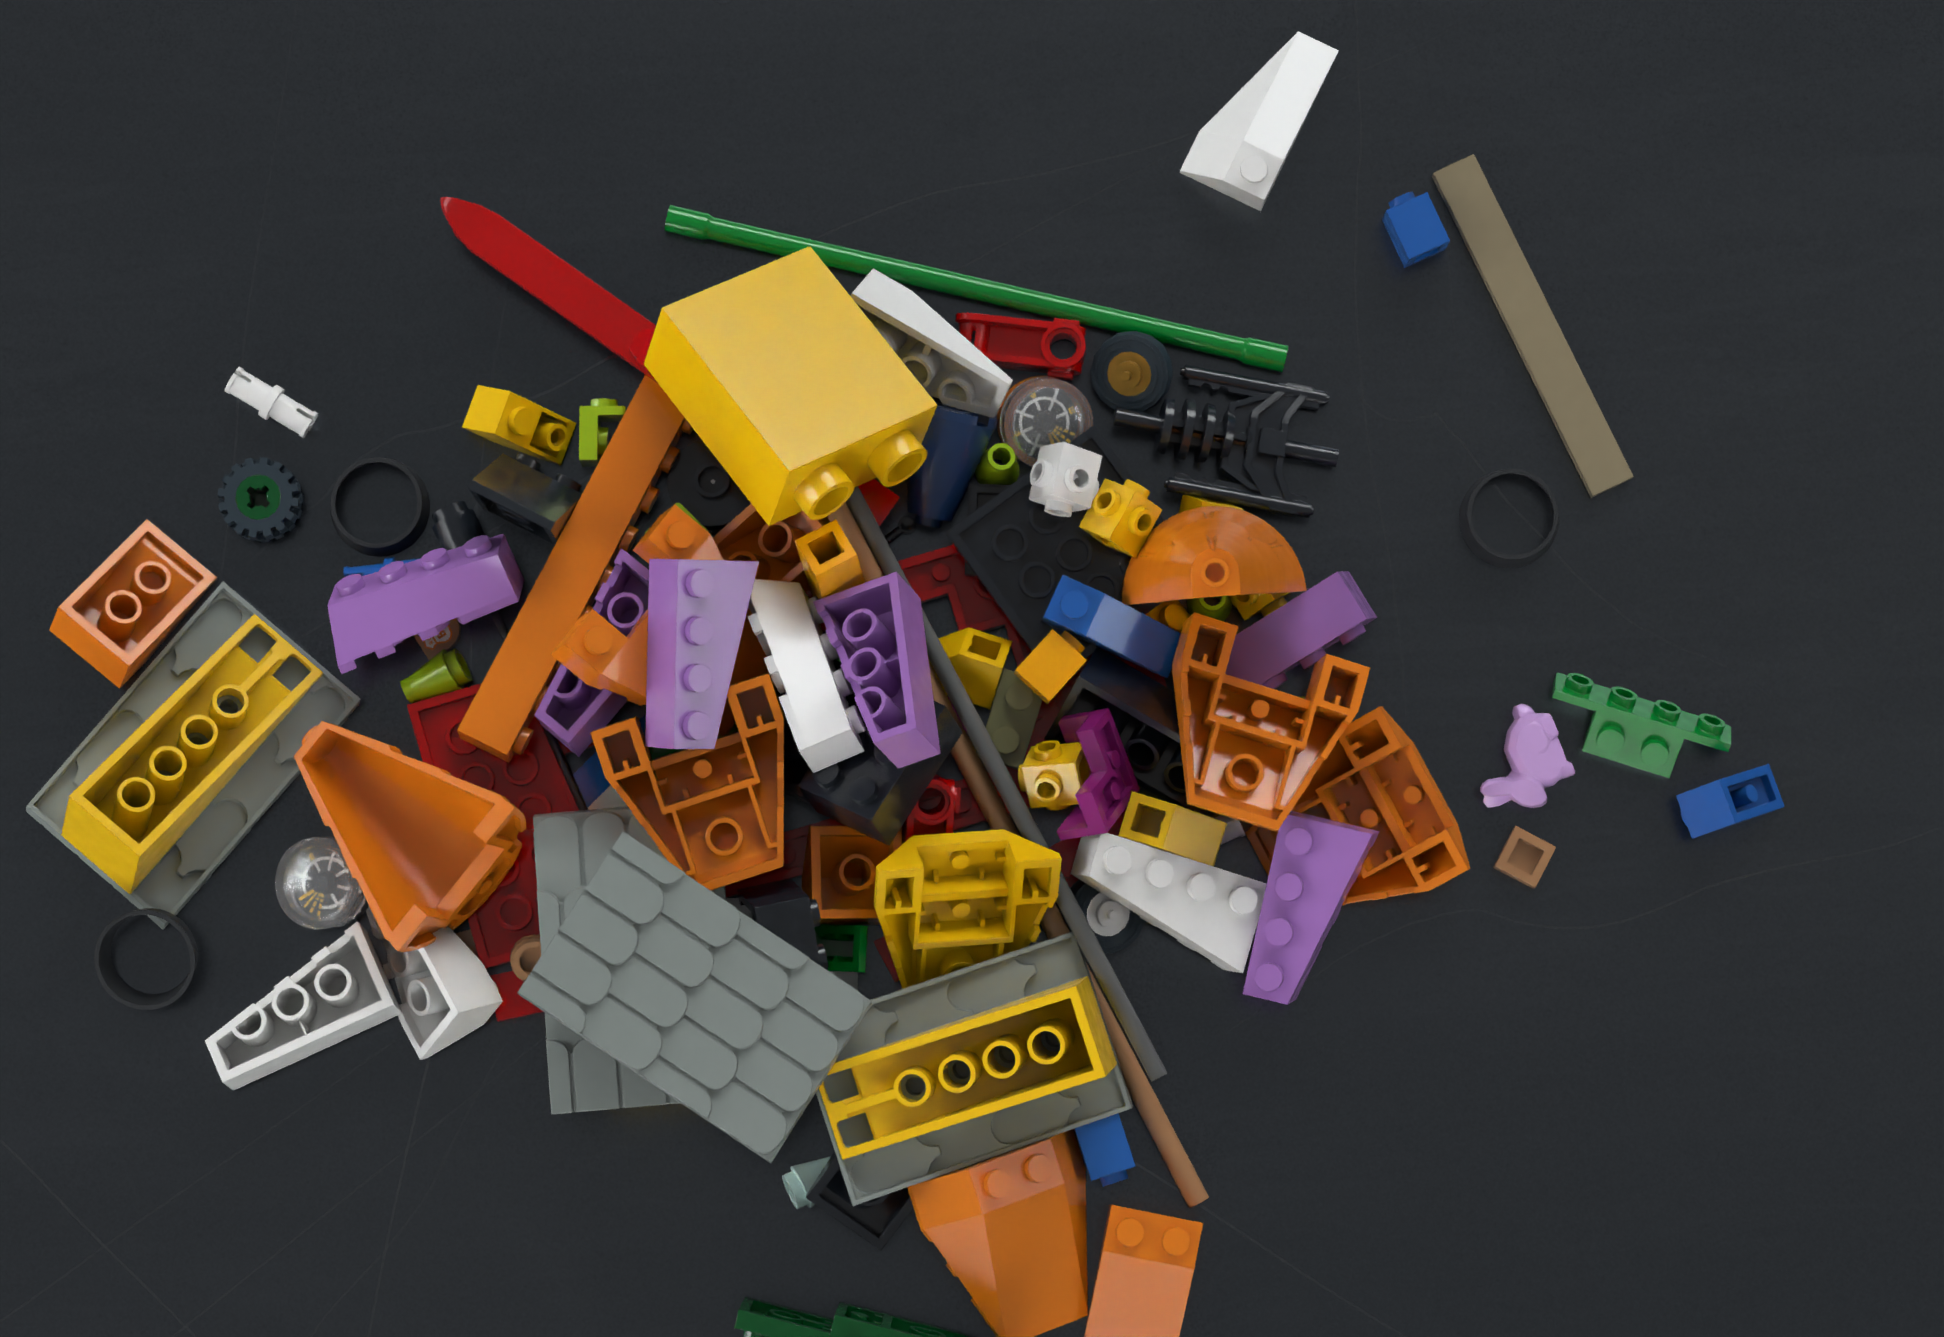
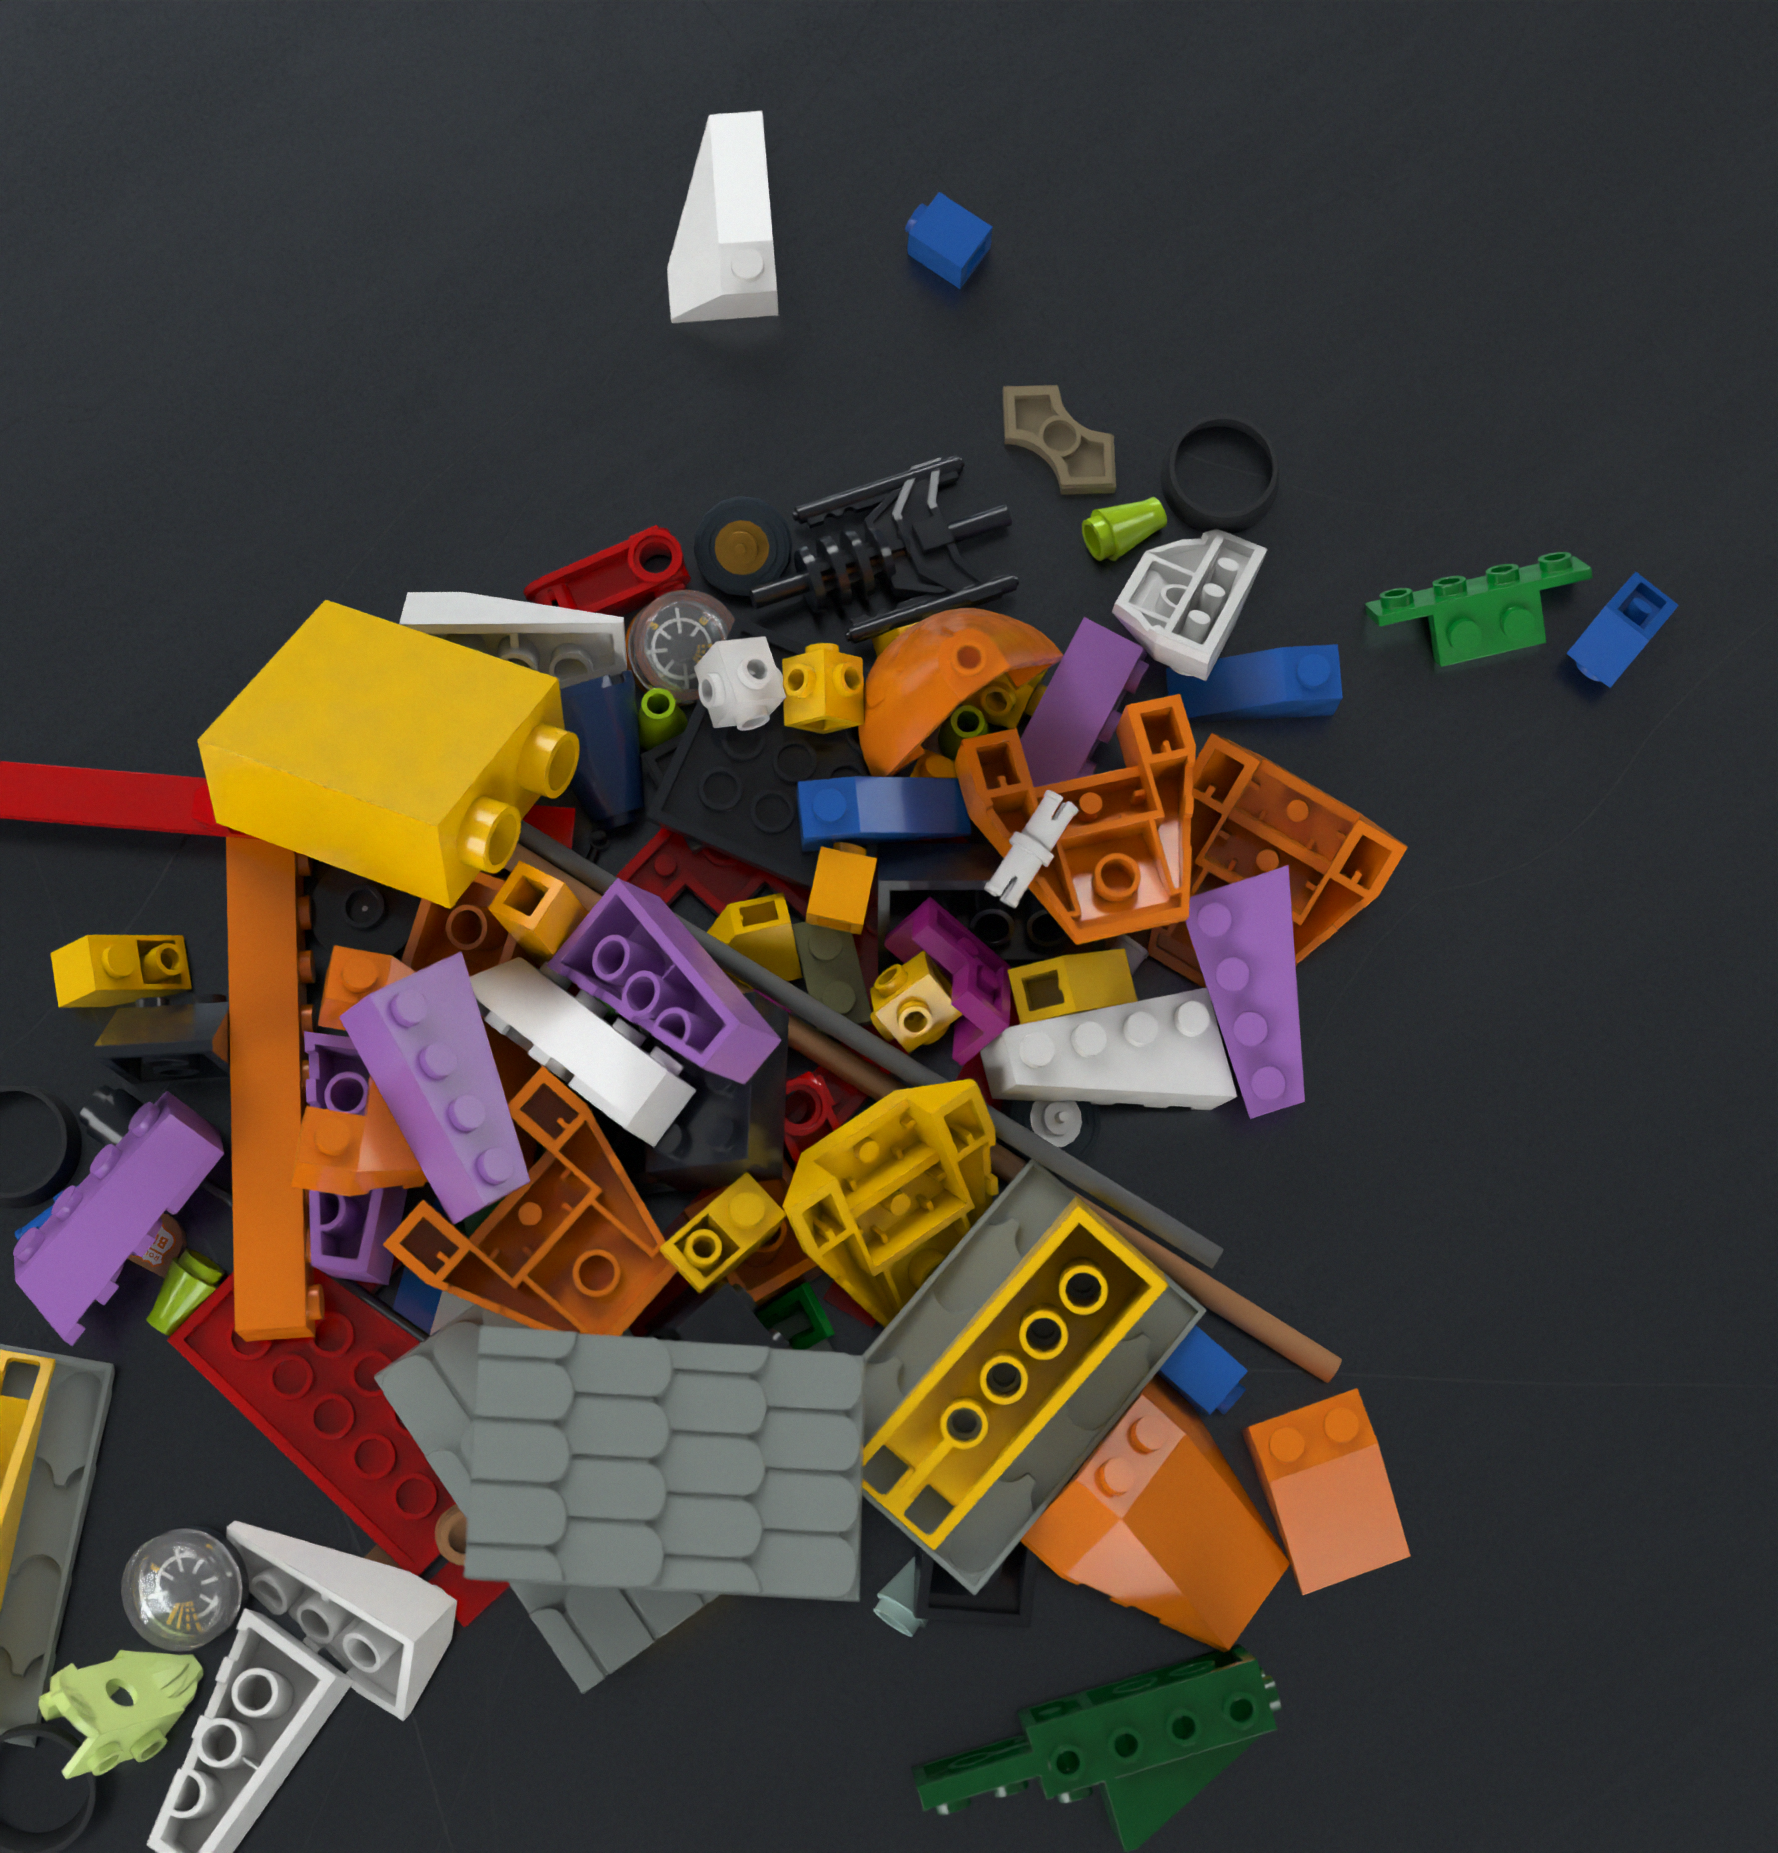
camera: 30 degrees left, 5 degrees down
(269, 941) = (116, 1733): none -> yellowish green piece
(409, 832) = (247, 1475): orange cone -> none
(593, 437) = (207, 937): lime bracket -> none
(826, 860) = (724, 1233): none -> yellow slope
(1194, 719) = (1031, 848): none -> white pin
(1247, 350) = (849, 459): green piece -> none
(1412, 516) = (1119, 528): none -> lime cone
(1414, 442) = (1077, 455): none -> dark tan tile
(1427, 597) = (1189, 598): none -> white wedge
(1438, 687) = (1263, 685): none -> blue slope
(1524, 857) = (1449, 809): medium nougat tile -> none
(1532, 326) = (1126, 272): dark tan tile -> none
(1534, 759) = (1397, 700): lavender animal -> none

